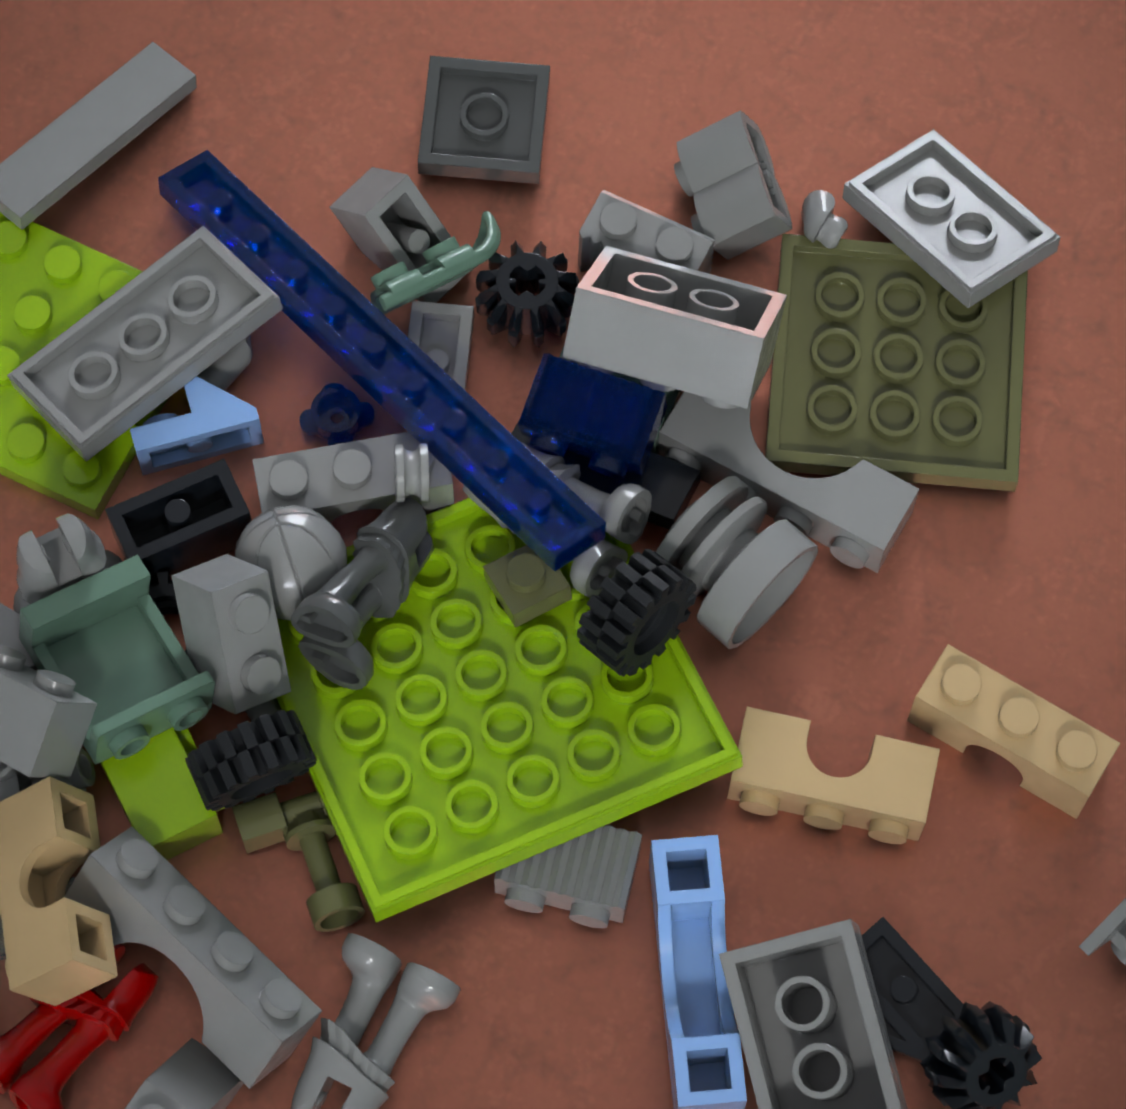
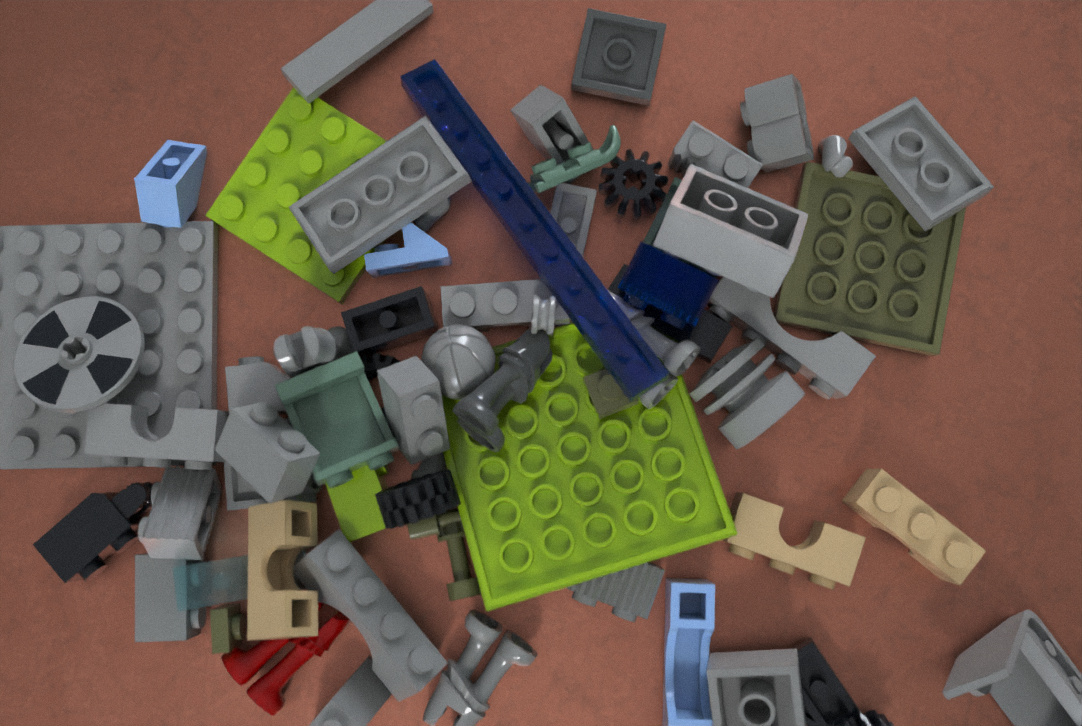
camera: 15 degrees right, 15 degrees up
(336, 400) = (499, 243): clear blue plate -> none
(636, 612) = (681, 432): black tyre -> none

